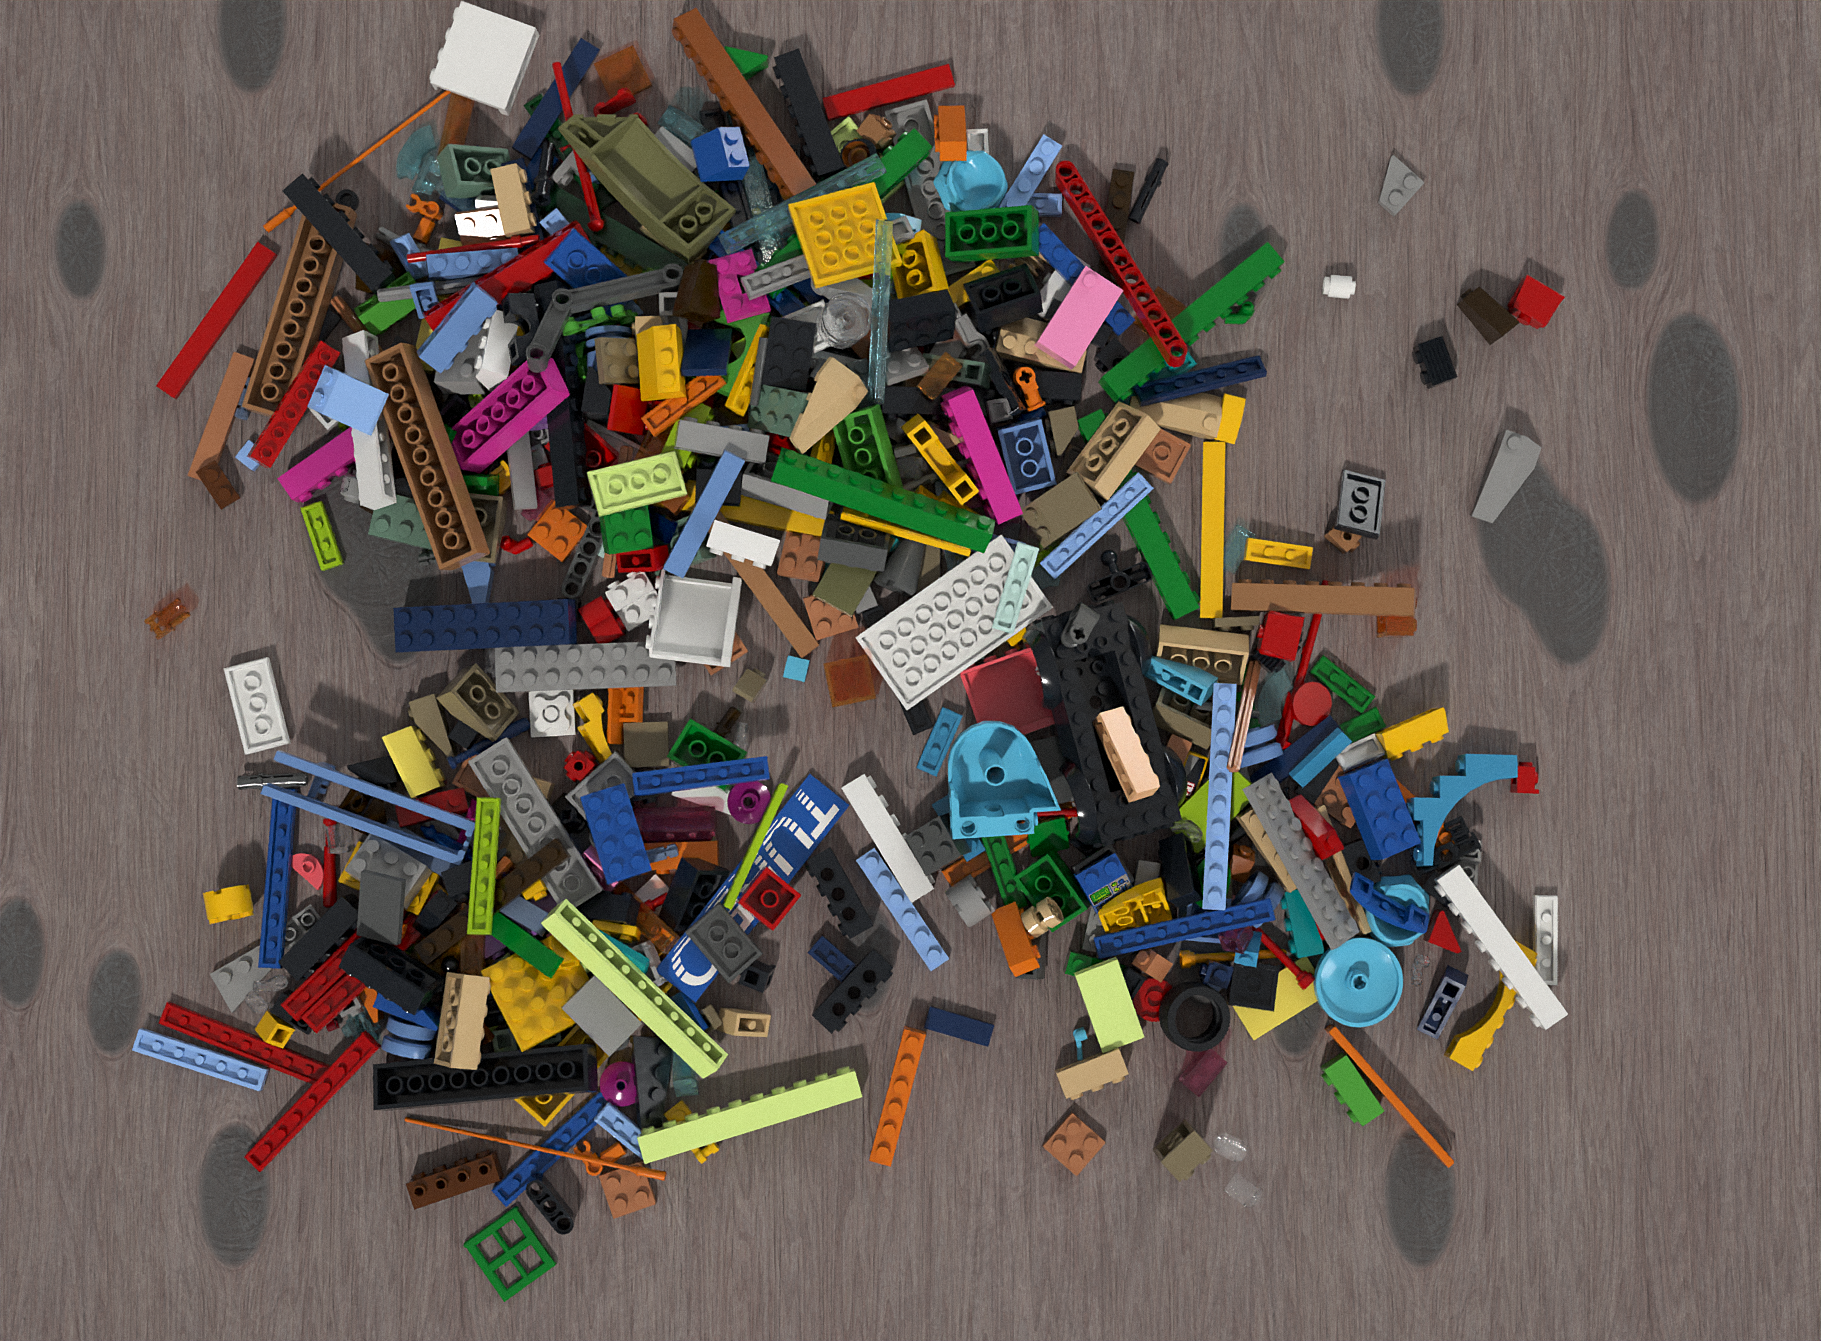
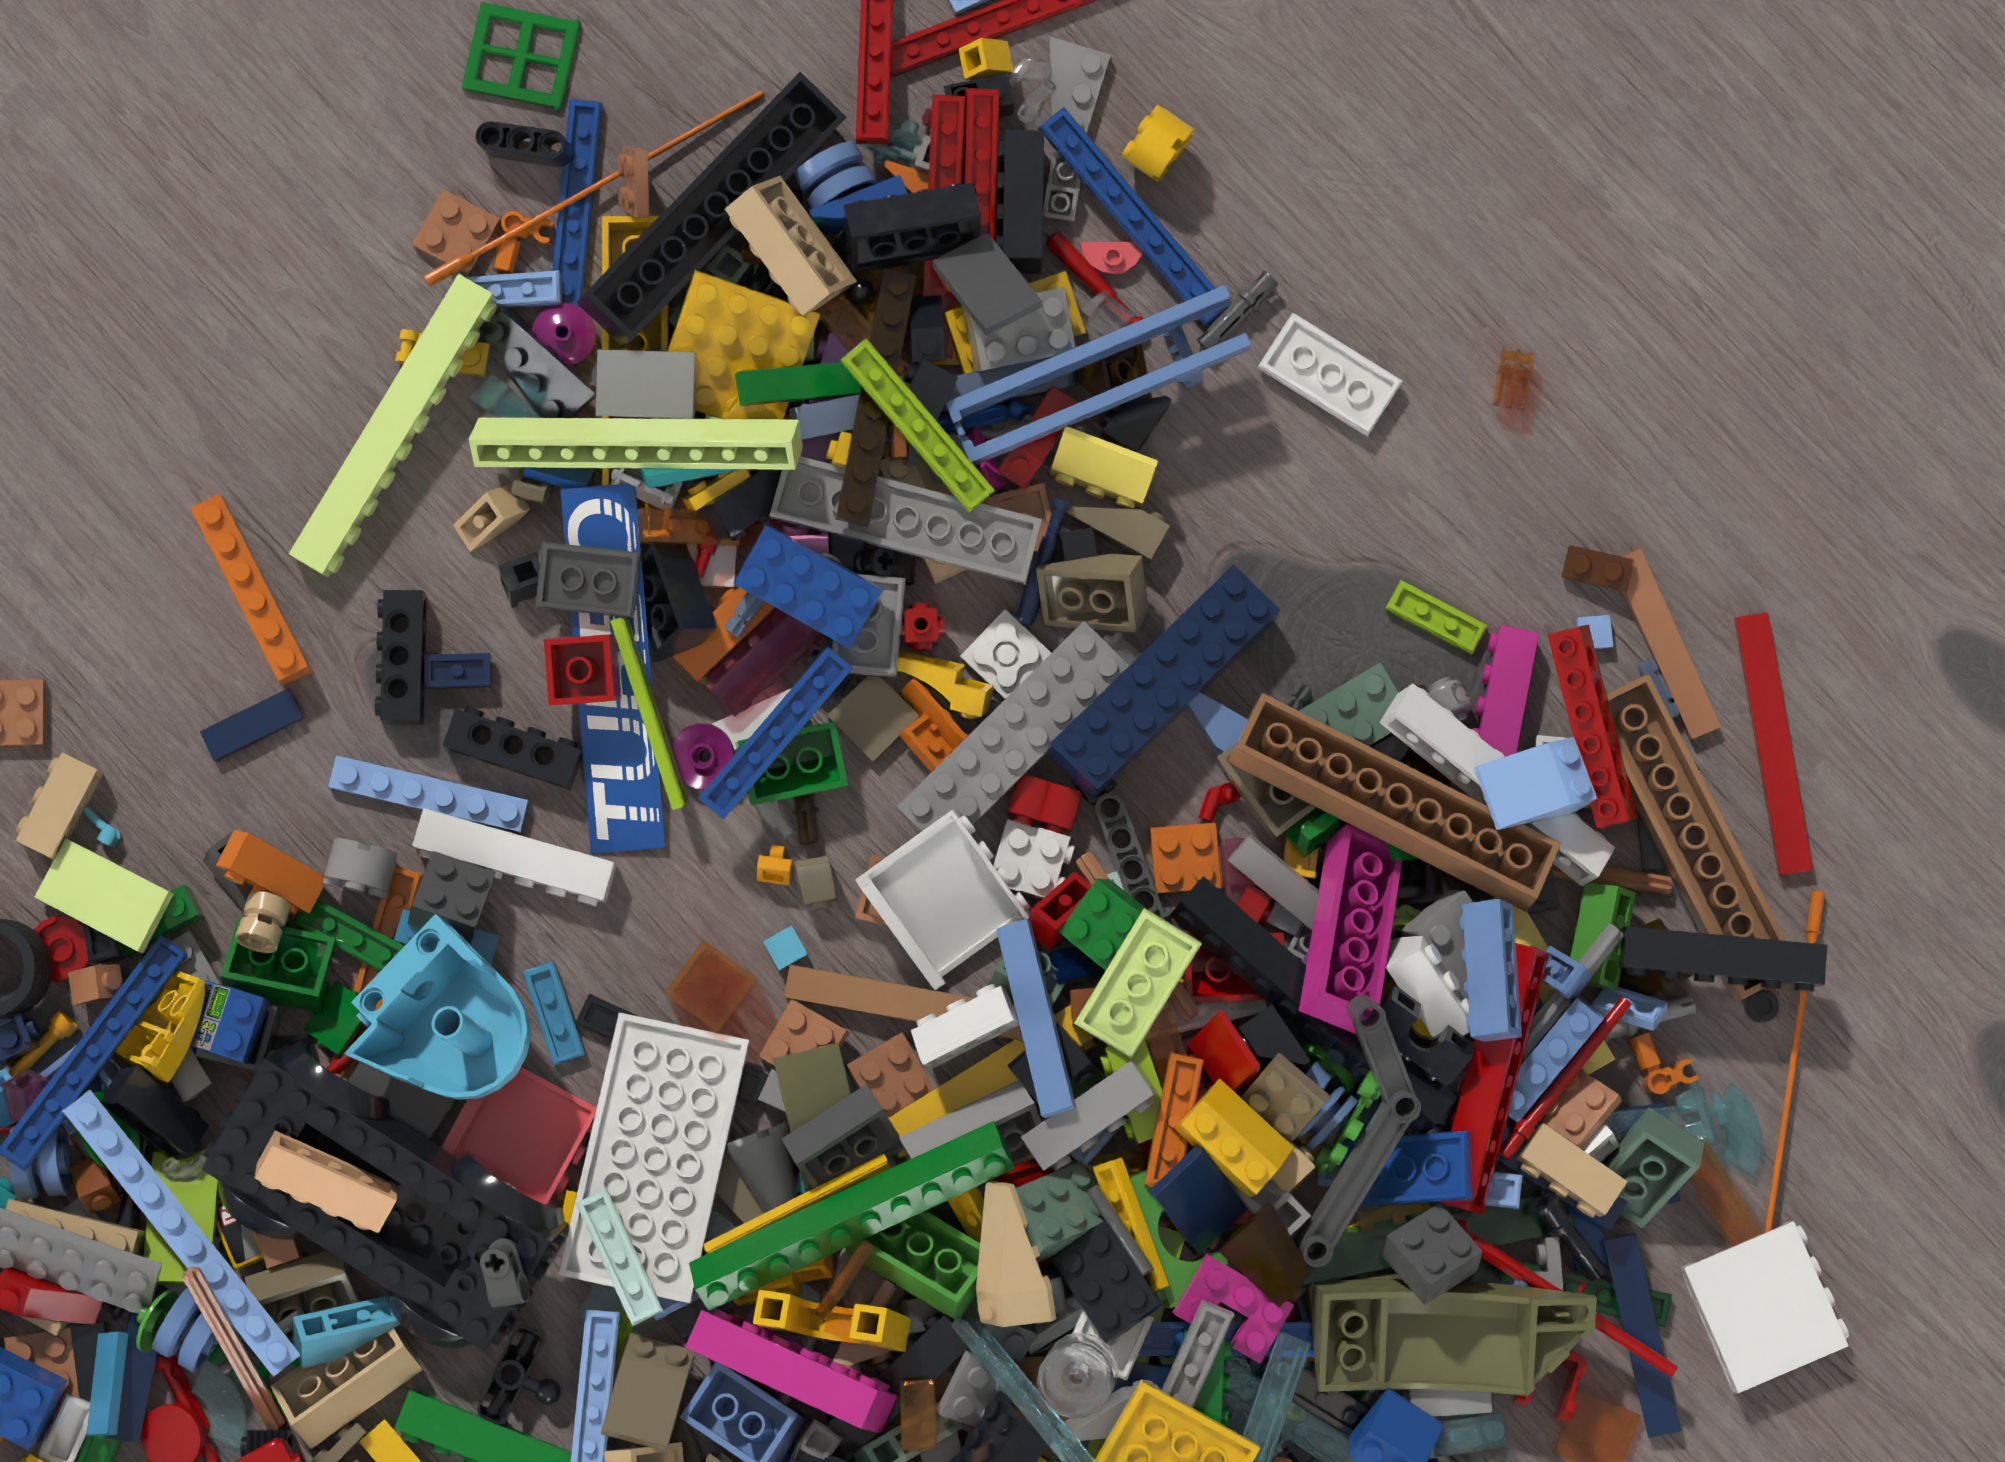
camera: 140 degrees right, 5 degrees down
(455, 1179) = (650, 78): reddish brown brick -> none
(511, 1129) = (635, 189): none -> nougat plate
(617, 221) = (1432, 1253): none -> dark grey brick
(765, 713) = (774, 867): none -> light orange tile
(915, 473) = (843, 1280): none -> clear orange tile
(1270, 767) = (151, 1319): none -> bright green dish

